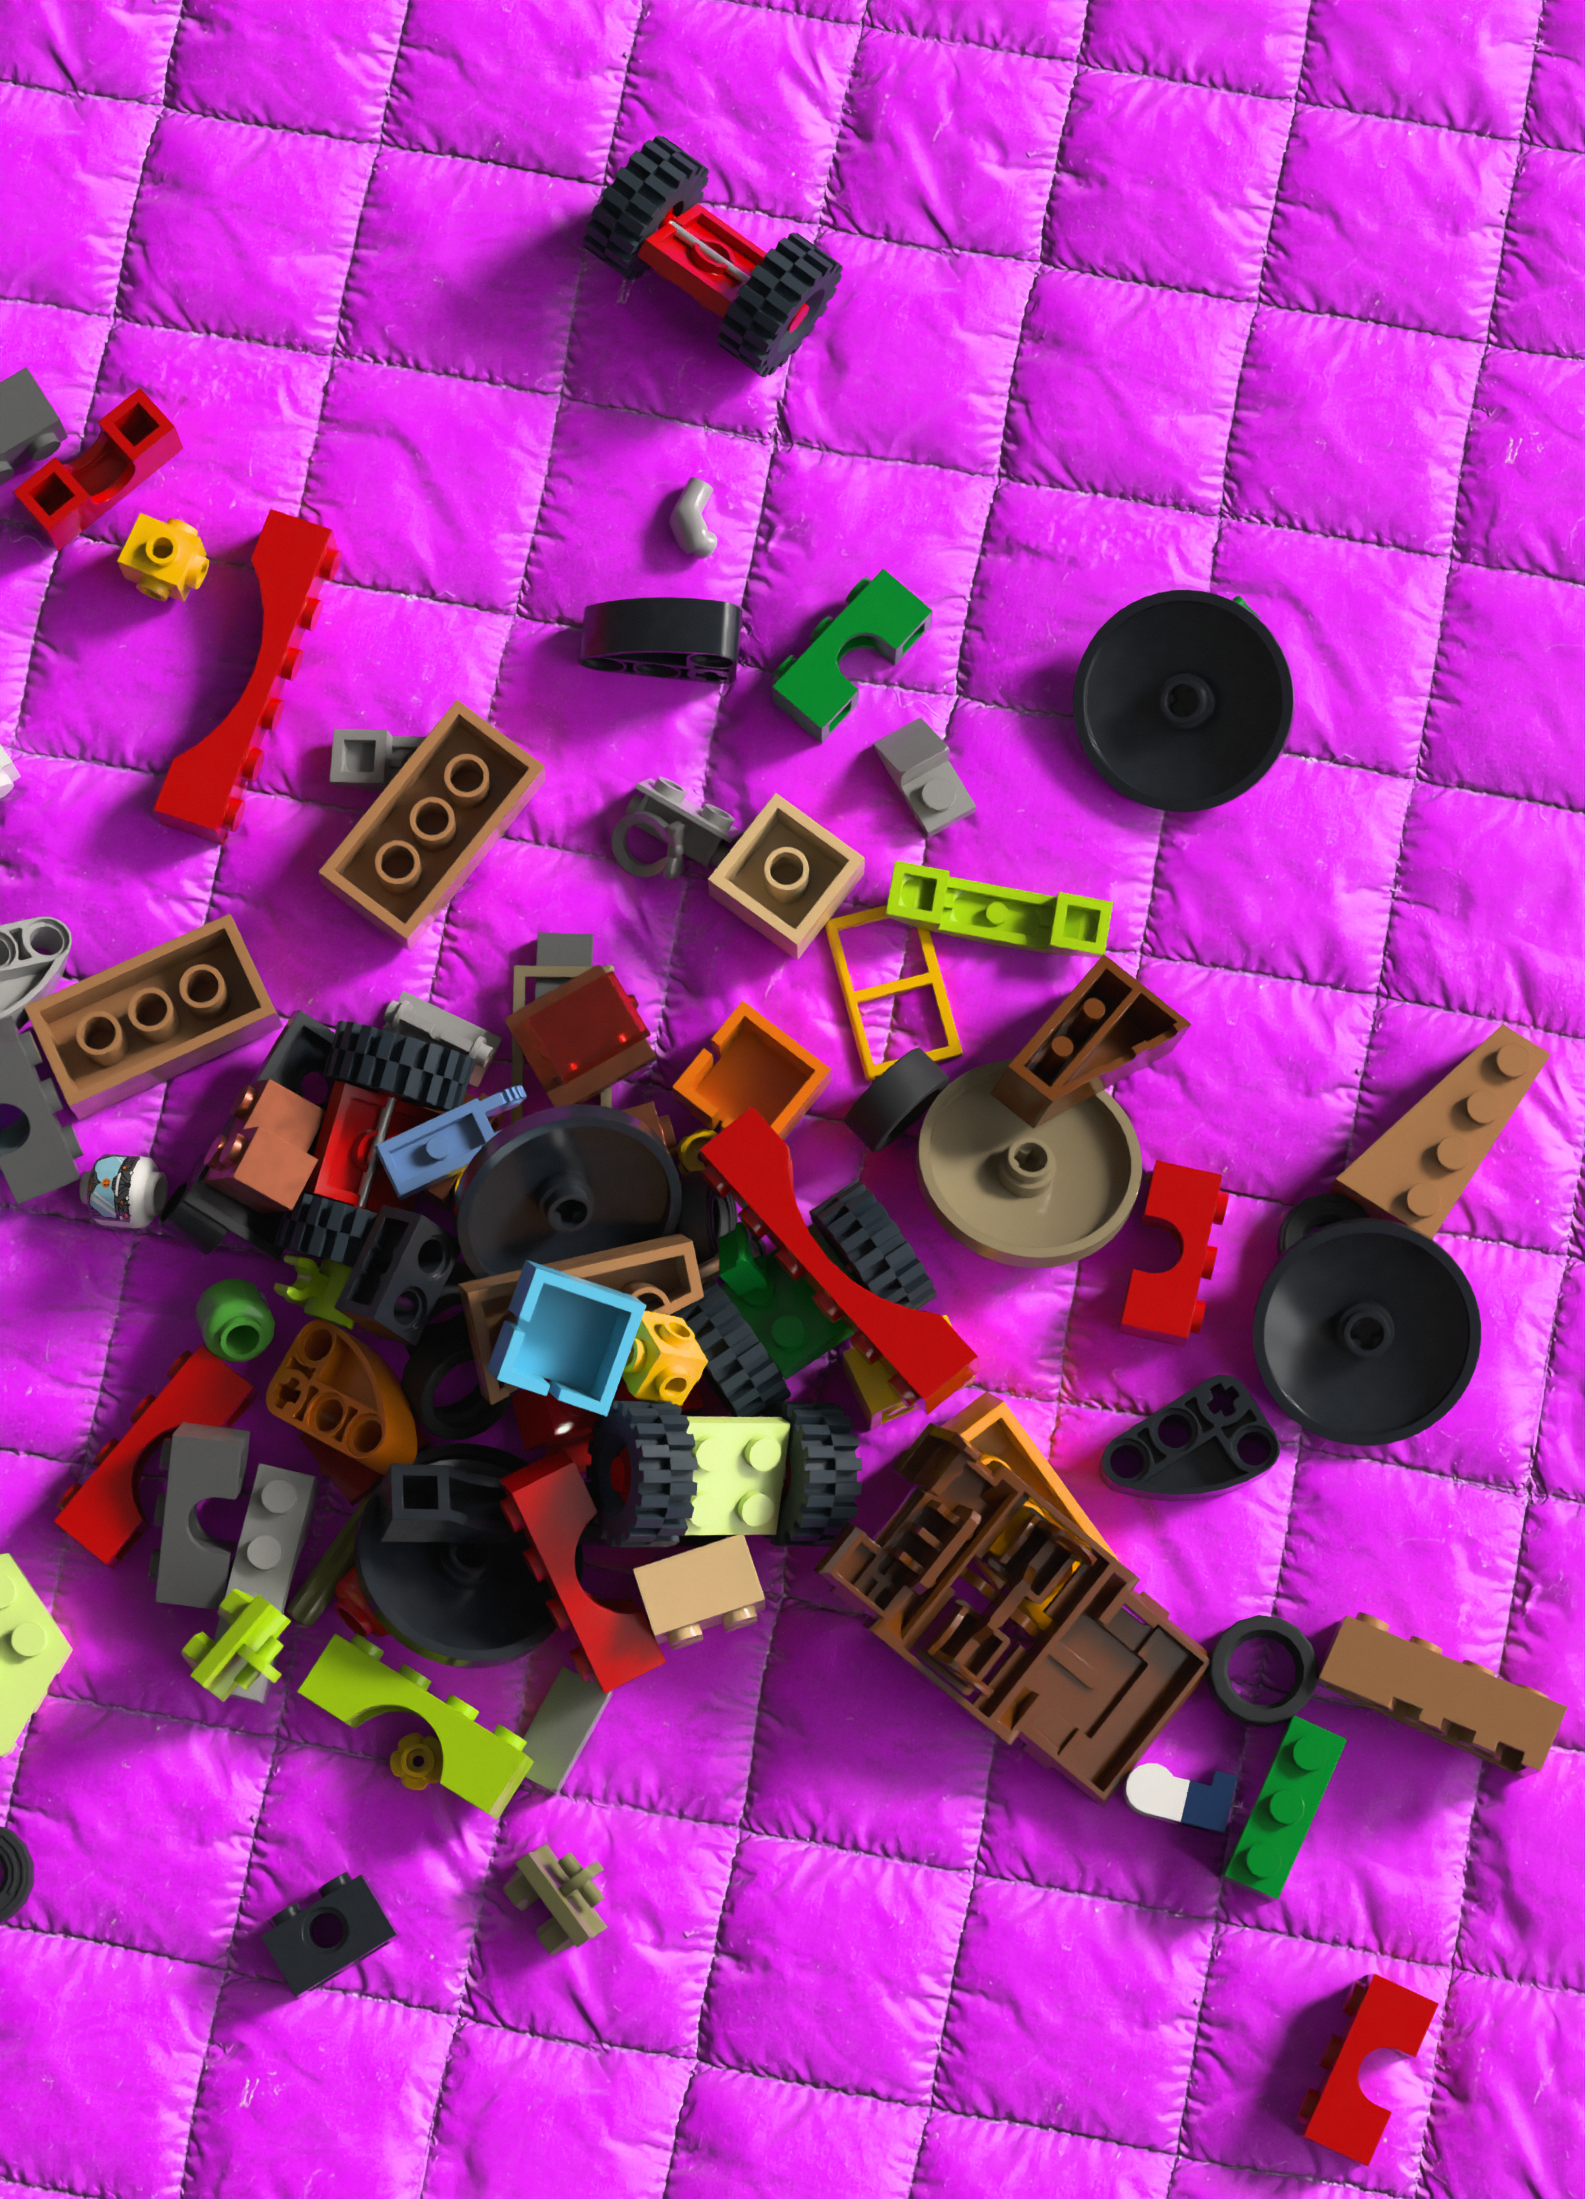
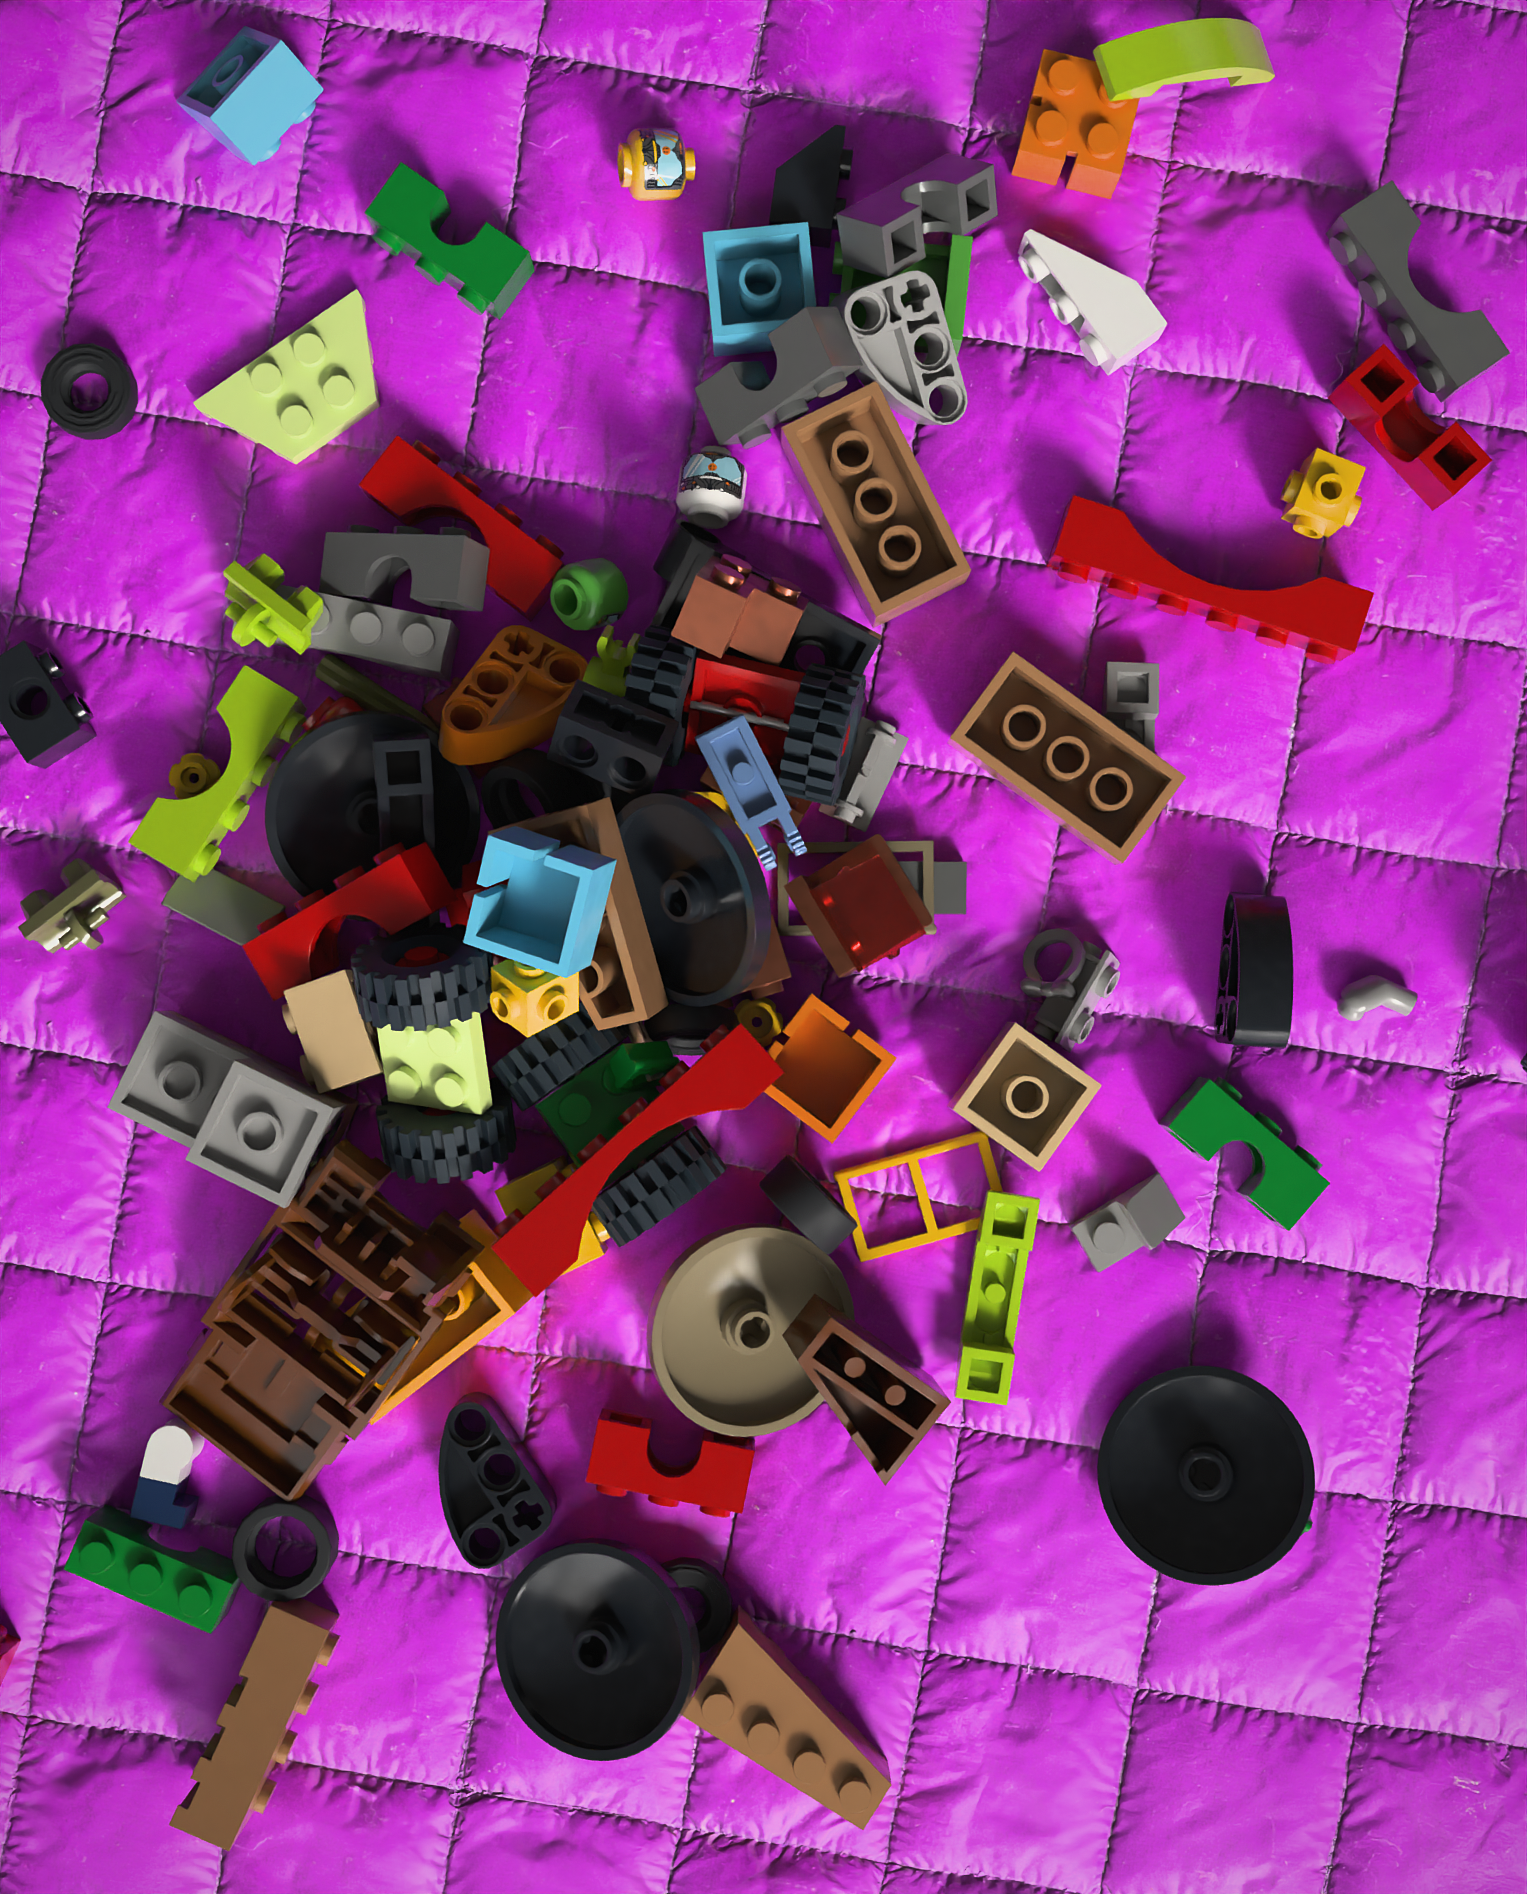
camera: 85 degrees right, 10 degrees up
(779, 1708) = (230, 1107): none -> light grey piece

